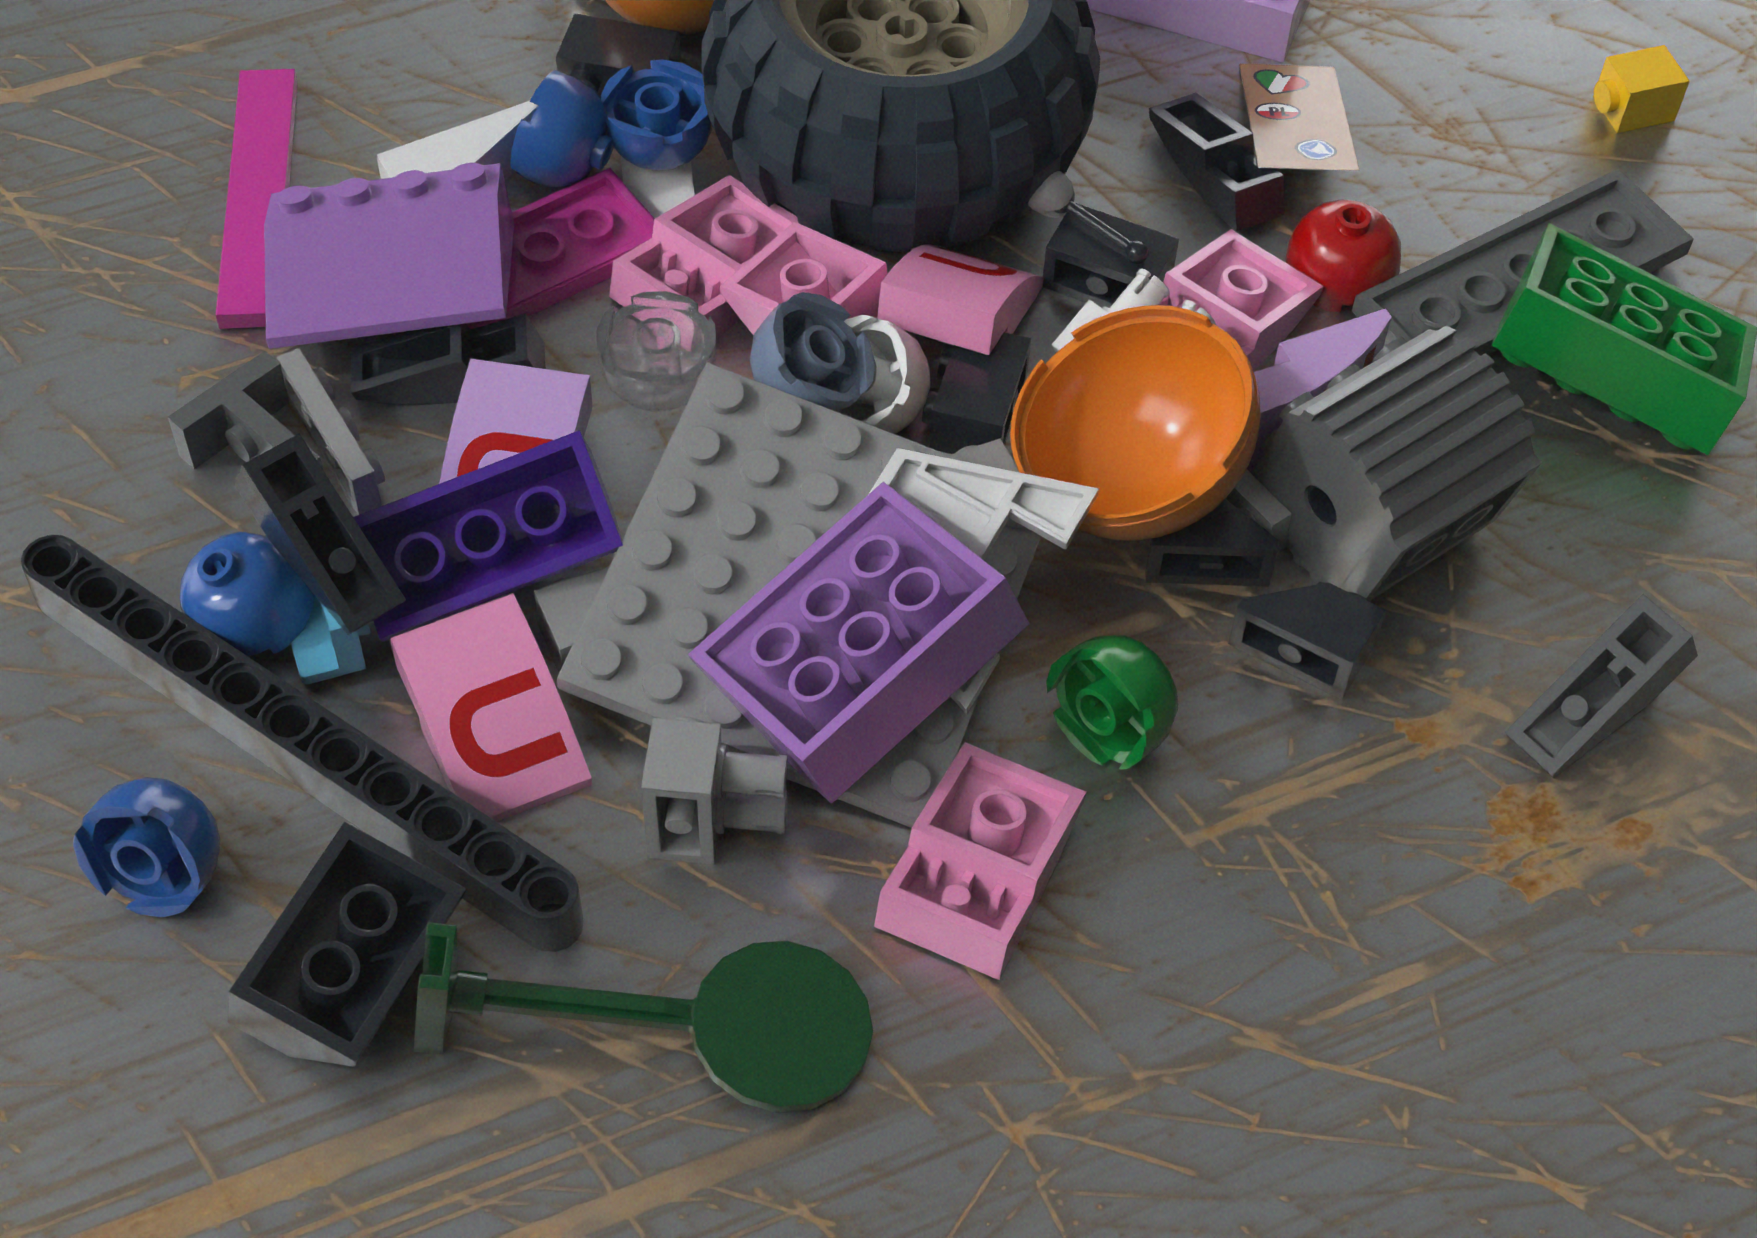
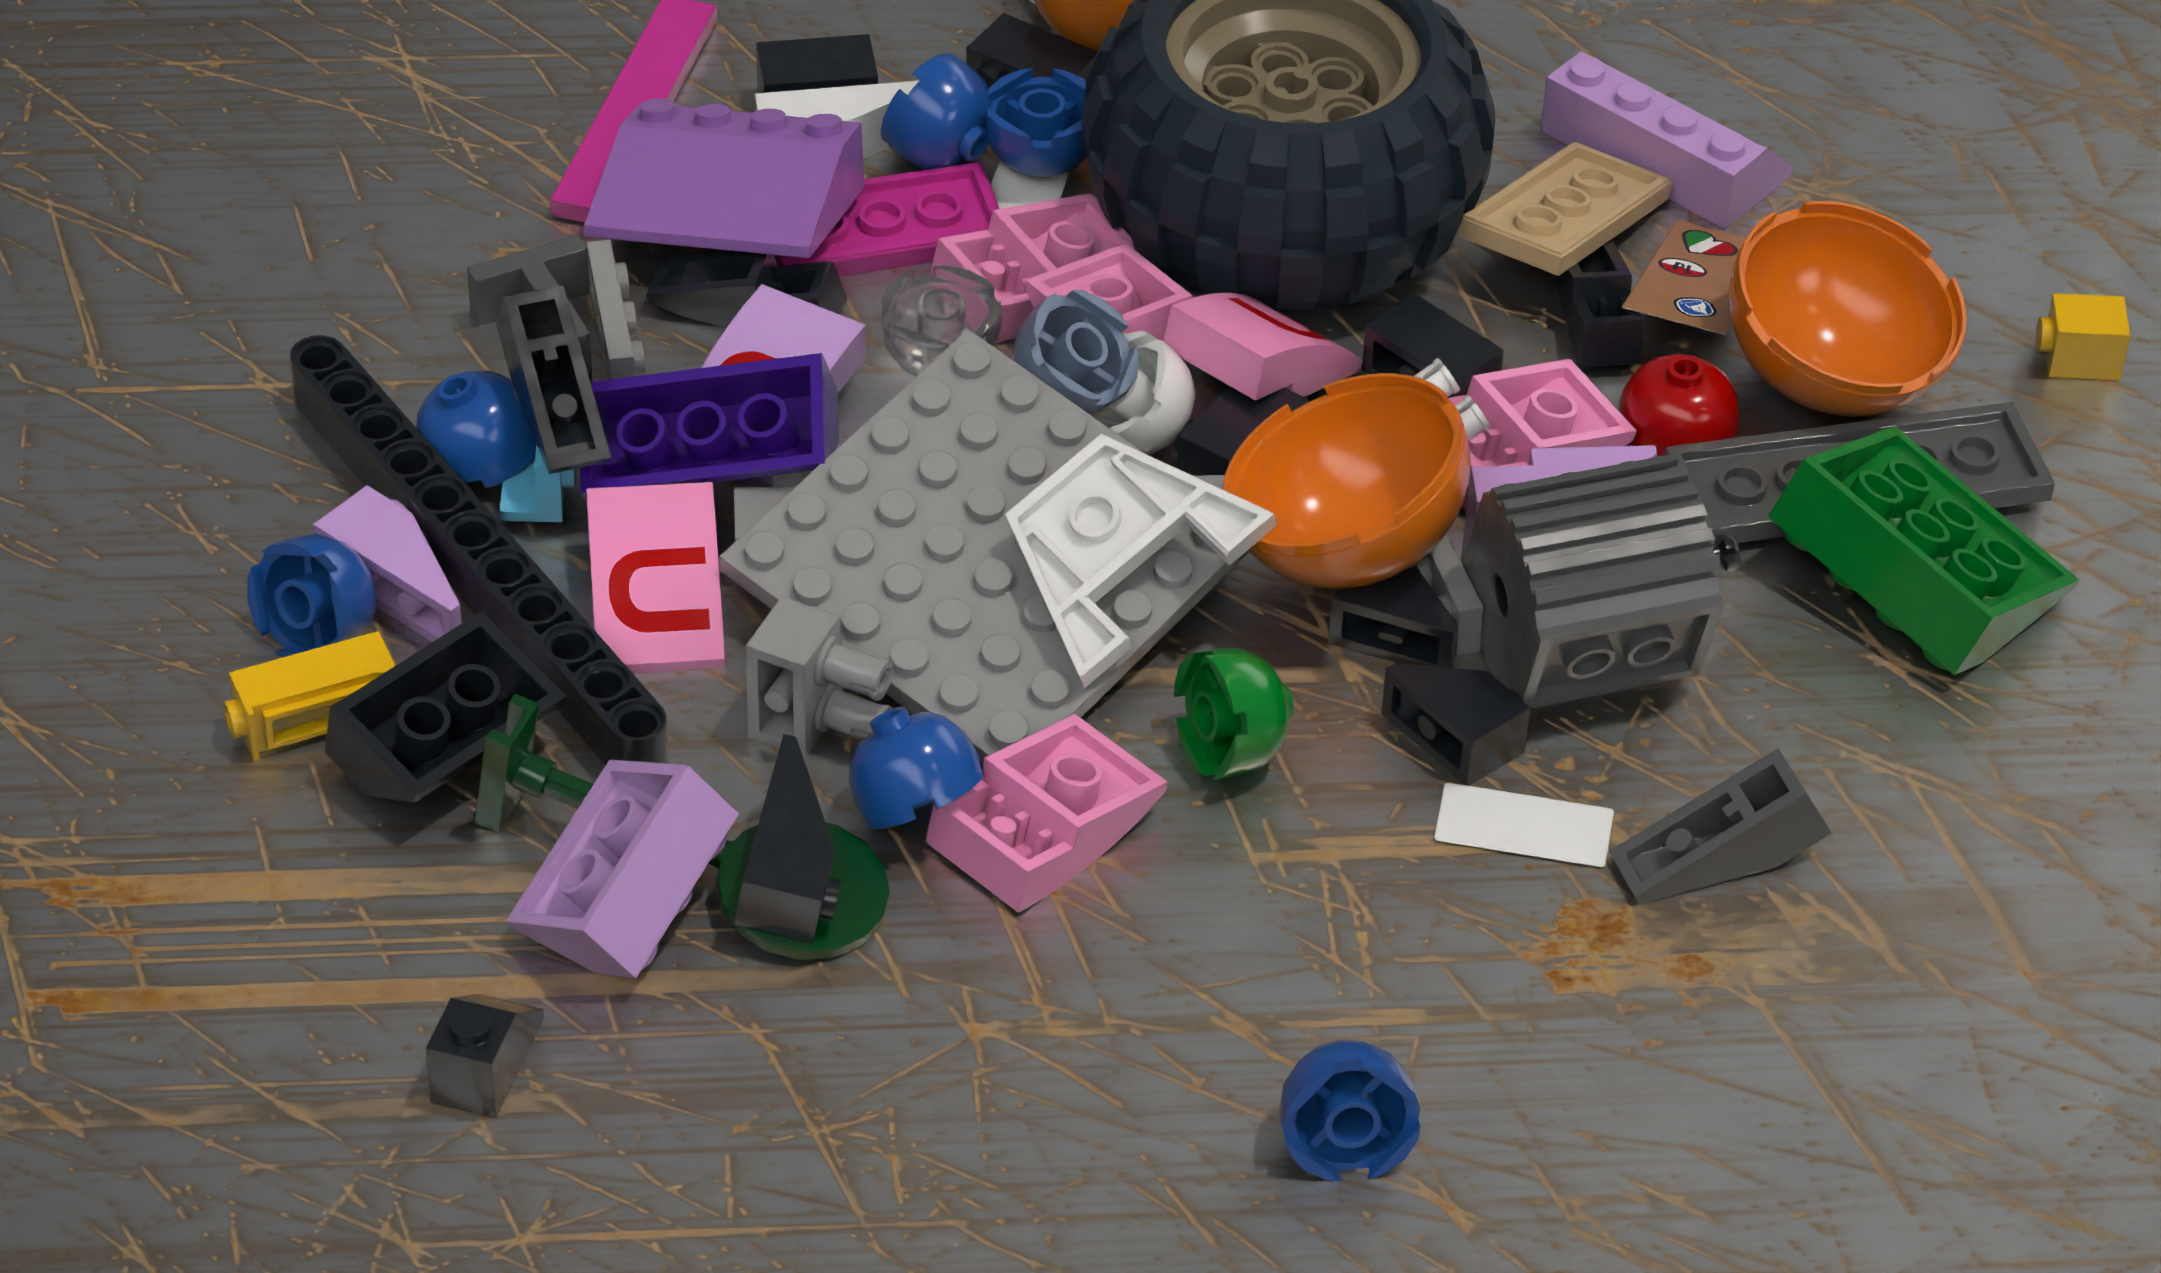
camera: 20 degrees right, 10 degrees down
(186, 958) = (293, 694): none -> yellow window
(218, 767) = (399, 559): none -> lavender slope
(418, 110) = (815, 63): none -> black brick
(604, 1076) = (624, 866): none -> lavender slope
(767, 1001) = (790, 856): none -> black slope
(847, 864) = (910, 765): none -> blue cylinder
(860, 639) = (1000, 587): medium lavender slope -> none
(1057, 197) = (1395, 281): hinge -> none
(1156, 80) = (1565, 208): none -> tan tile
(1412, 725) = (1524, 824): none -> white sticker
(1432, 1116) = (1349, 1110): none -> blue cylinder
(1459, 122) = (1844, 309): none -> orange piece

